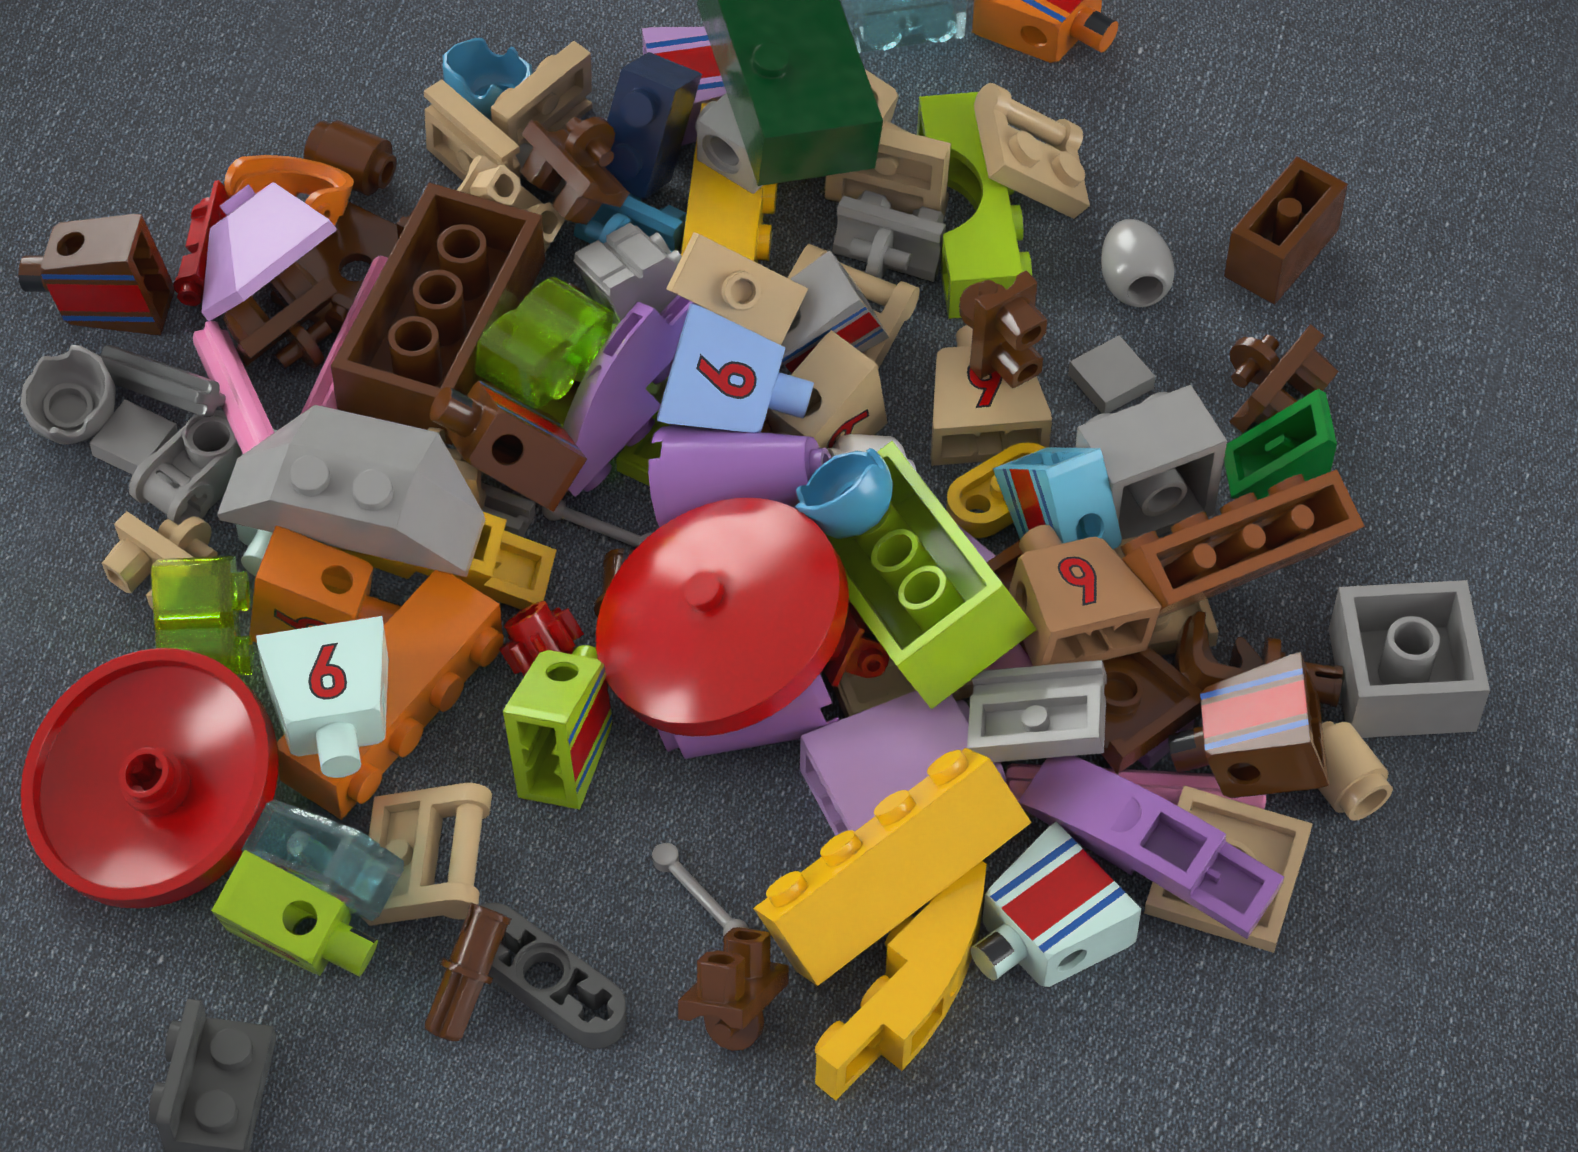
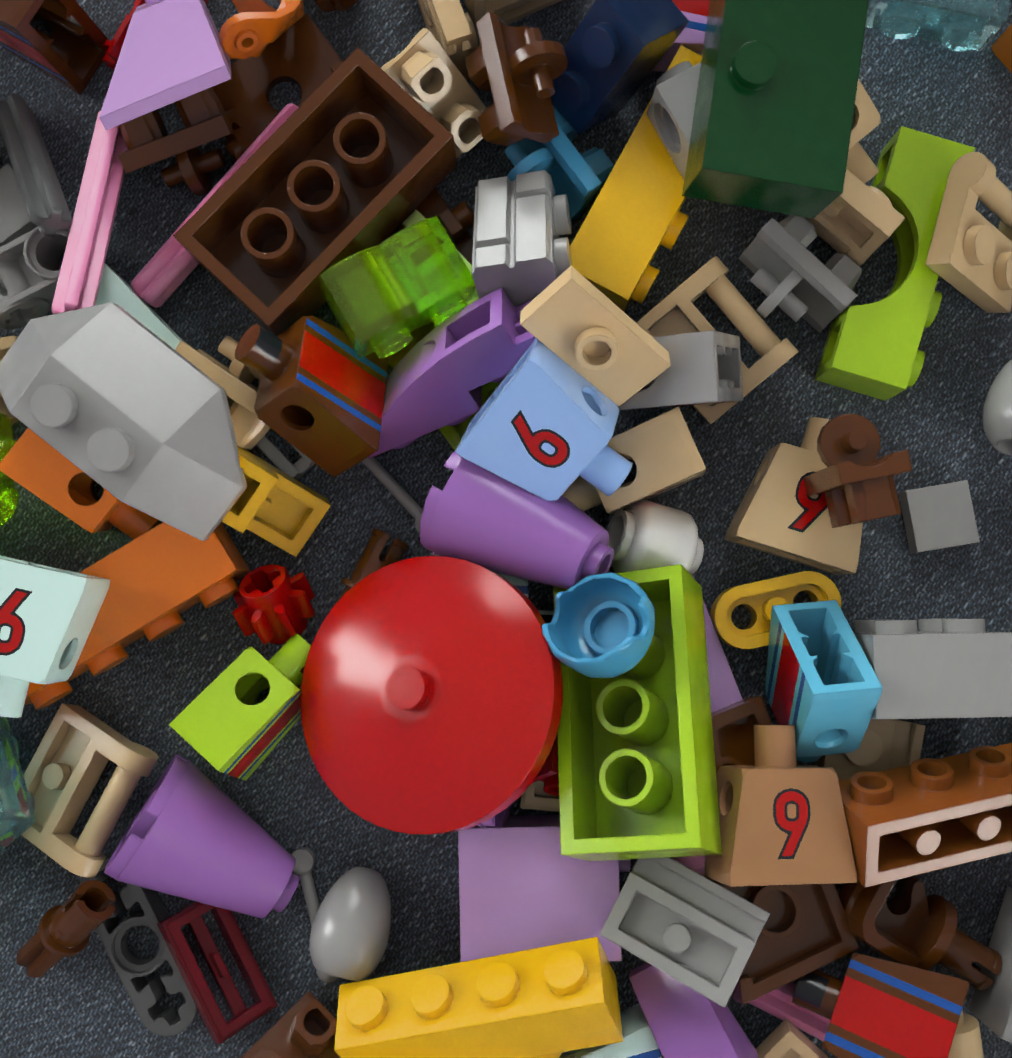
camera: 25 degrees right, 30 degrees up
(571, 848) = (203, 848): none -> medium lavender cone
(626, 956) = (195, 981): none -> dark red tile
(739, 868) = (352, 925): none -> light grey animal

